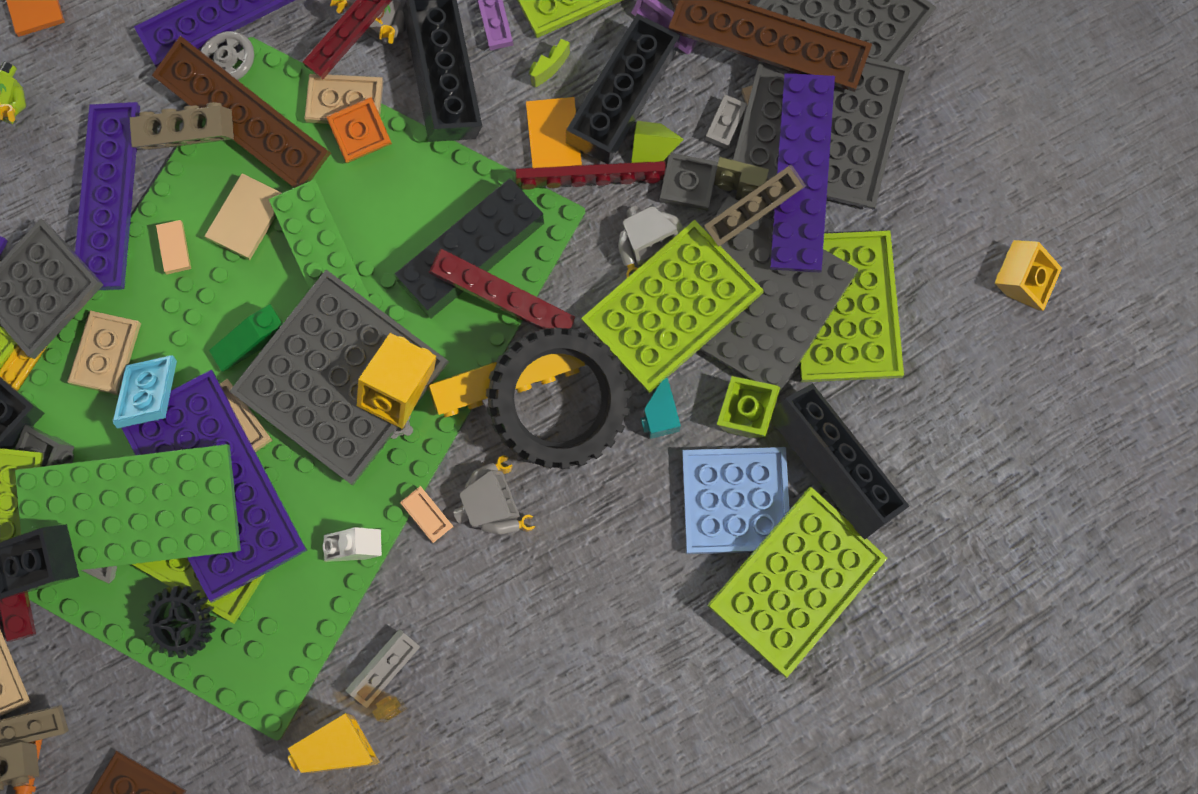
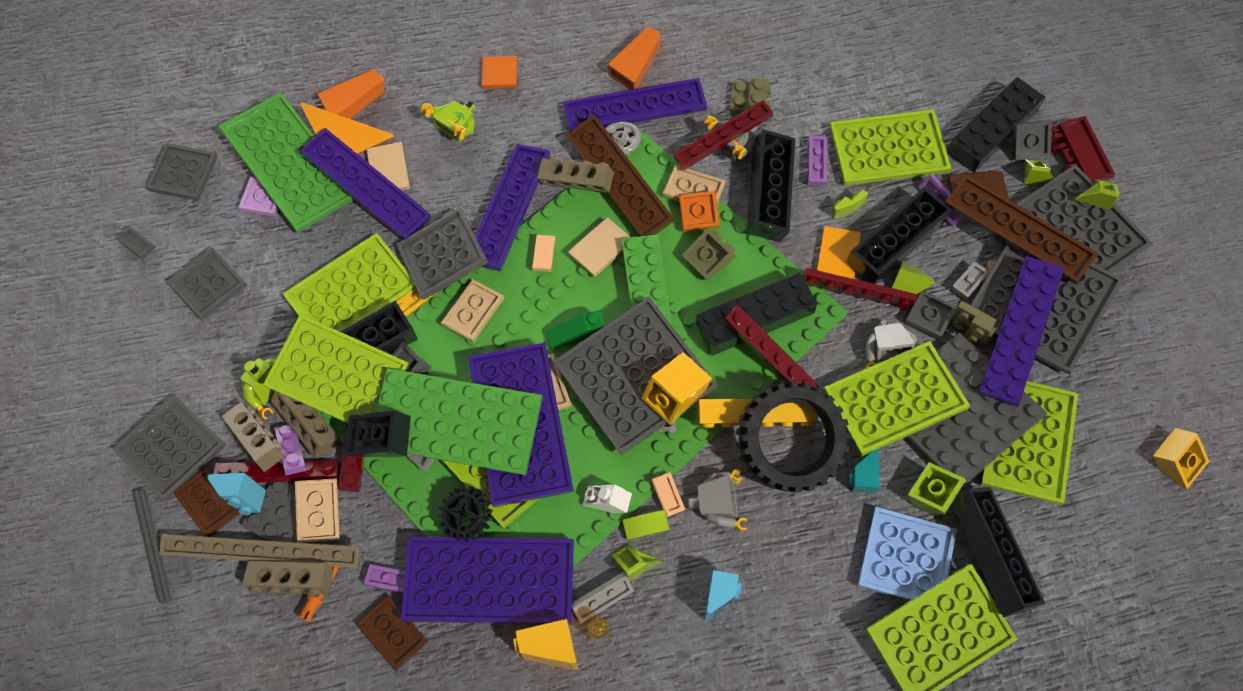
camera: 20 degrees right, 10 degrees down
(121, 730) = (385, 578): none -> medium lavender plate
(145, 391) = (493, 343): medium azure tile -> none
(234, 694) = (488, 580): none -> dark purple plate
(388, 185) = (709, 254): none -> olive plate
(409, 610) = (634, 562): none -> lime slope
(410, 561) = (646, 524): none -> lime slope
(525, 618) = (722, 592): none -> medium azure slope
(755, 205) = (980, 341): dark tan brick -> none

